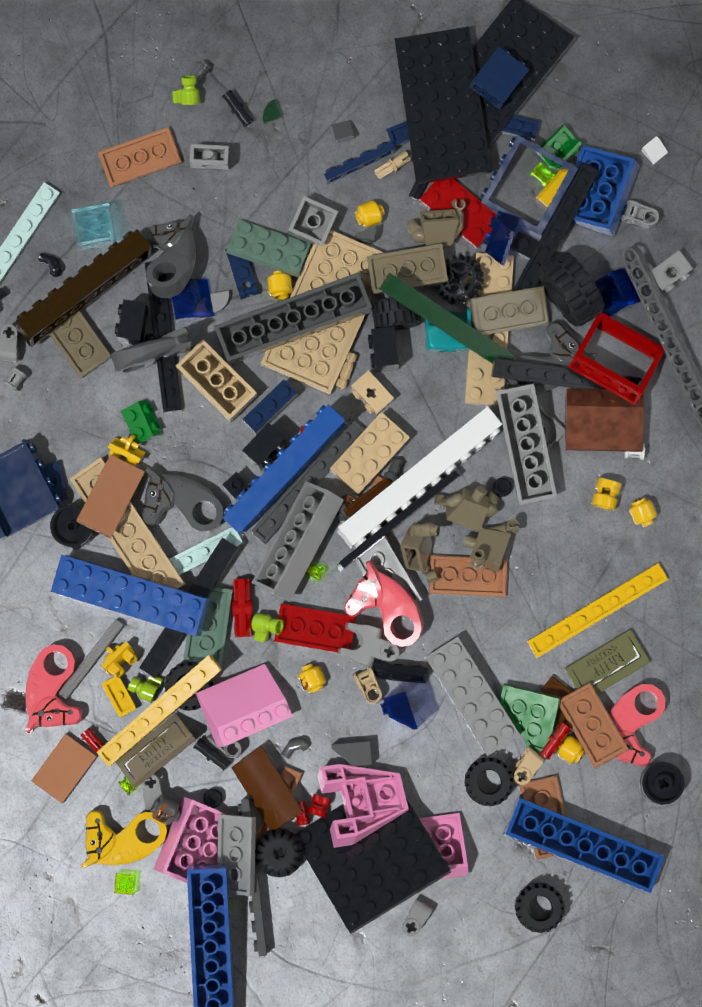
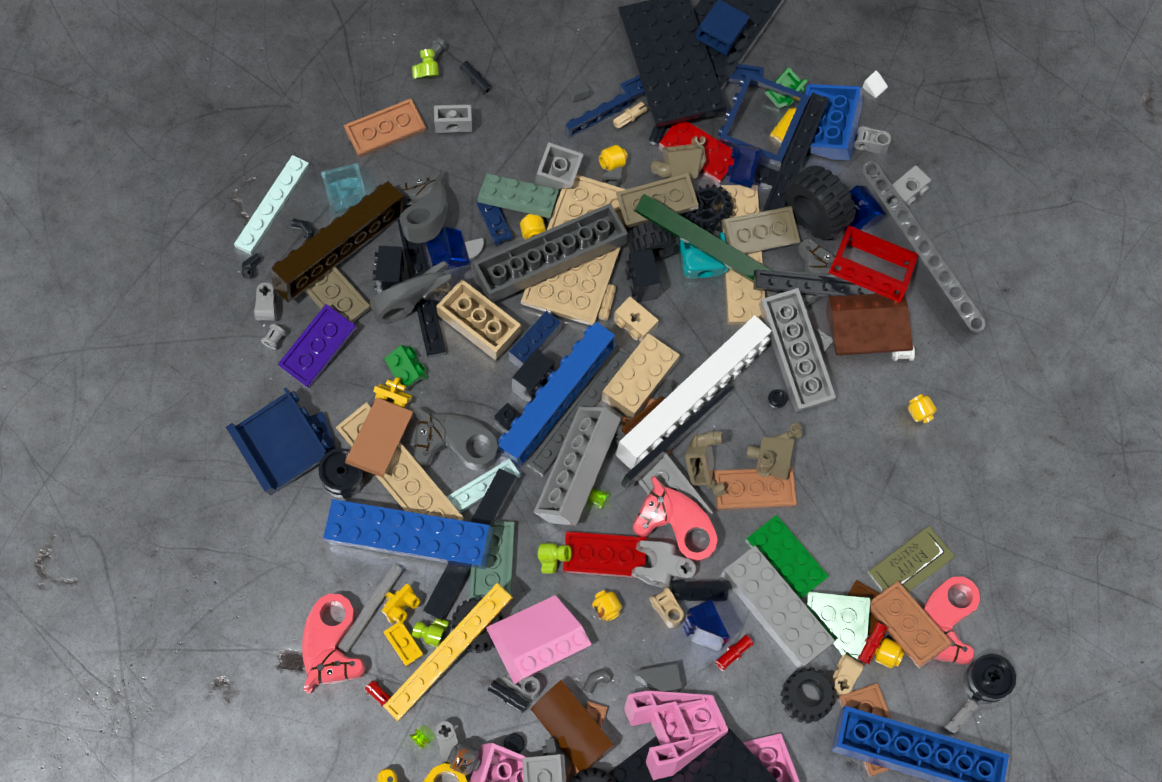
camera: 10 degrees left, 15 degrees down
(57, 393) = (317, 346): none -> dark purple tile
(63, 768) = (348, 728): nougat tile -> none
(155, 750) = (447, 696): dark tan tile -> none
(242, 608) = (526, 540): red piece -> none
(271, 112) = (508, 80): clear green tile -> none
(303, 818) = (614, 756): red pin -> none
(316, 809) = (629, 739): red wheel -> none
(426, 734) = (734, 652): none -> red pin
(469, 506) = (747, 416): dark tan torso -> none
(488, 648) = (788, 556): none -> green plate
(542, 174) = (773, 112): clear neon green bush -> none
(597, 610) = (891, 511): yellow tile -> none
(604, 500) = (883, 394): yellow wheel -> none
(630, 814) = (961, 717): none -> light grey axle

